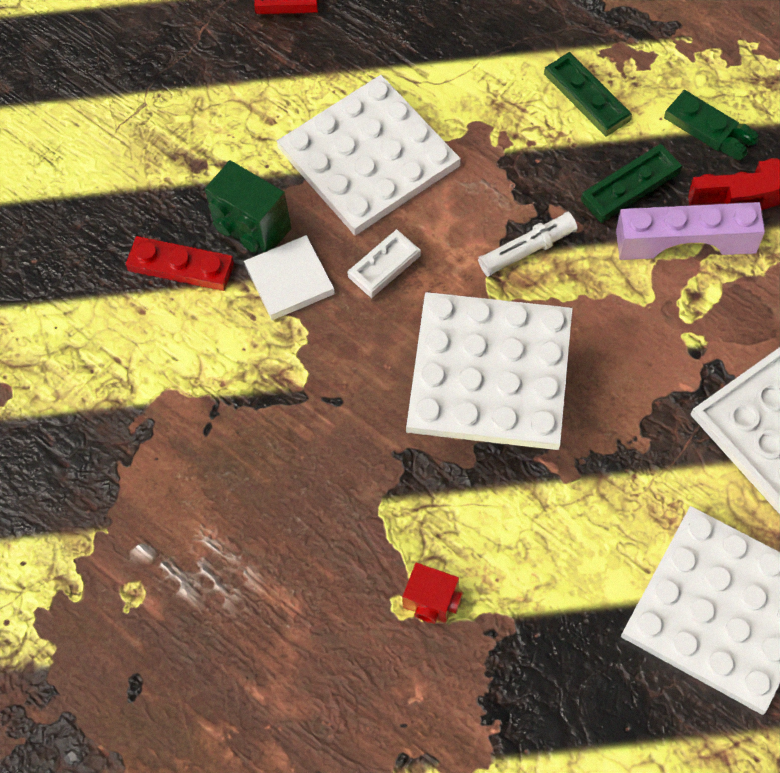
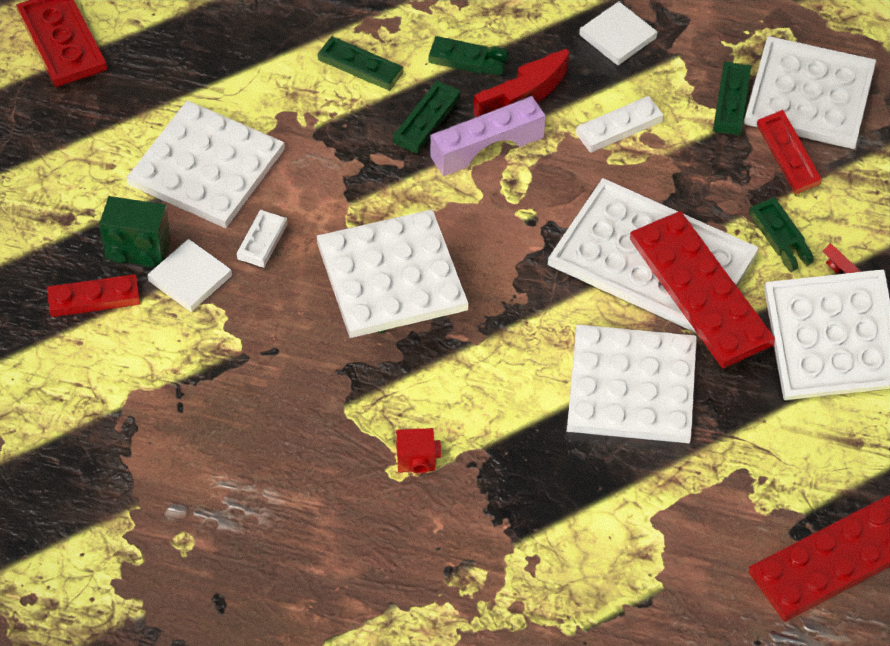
camera: 30 degrees left, 10 degrees down
(539, 238) = (376, 178): white pin -> none

